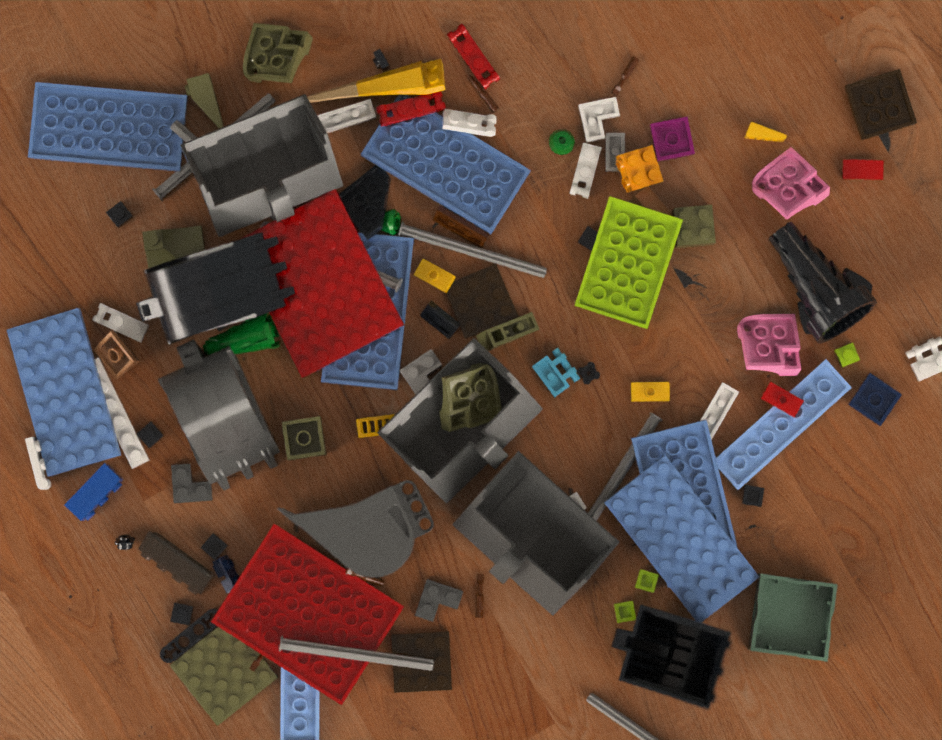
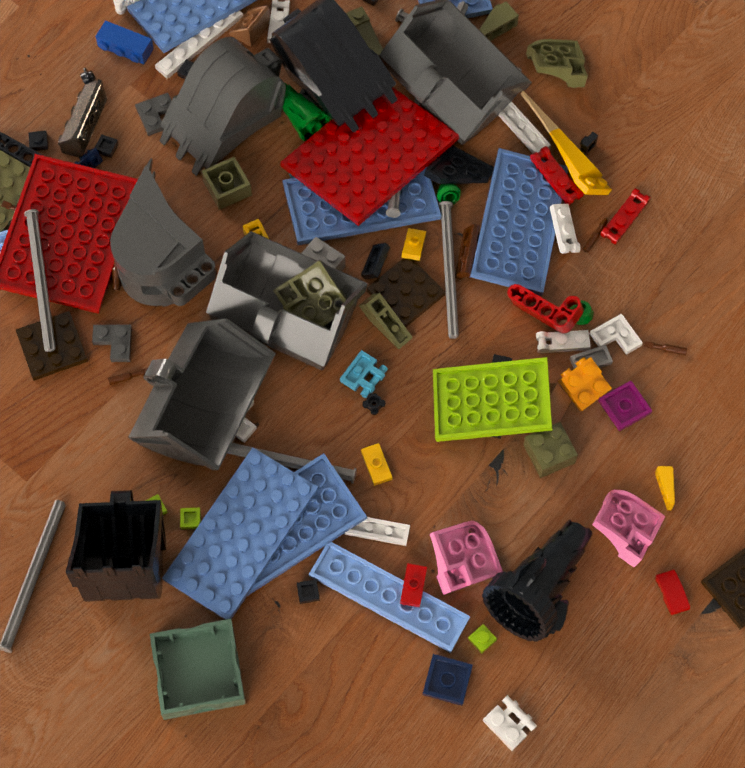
camera: 70 degrees right, 20 degrees down
(547, 177) = (557, 313): none -> red beam

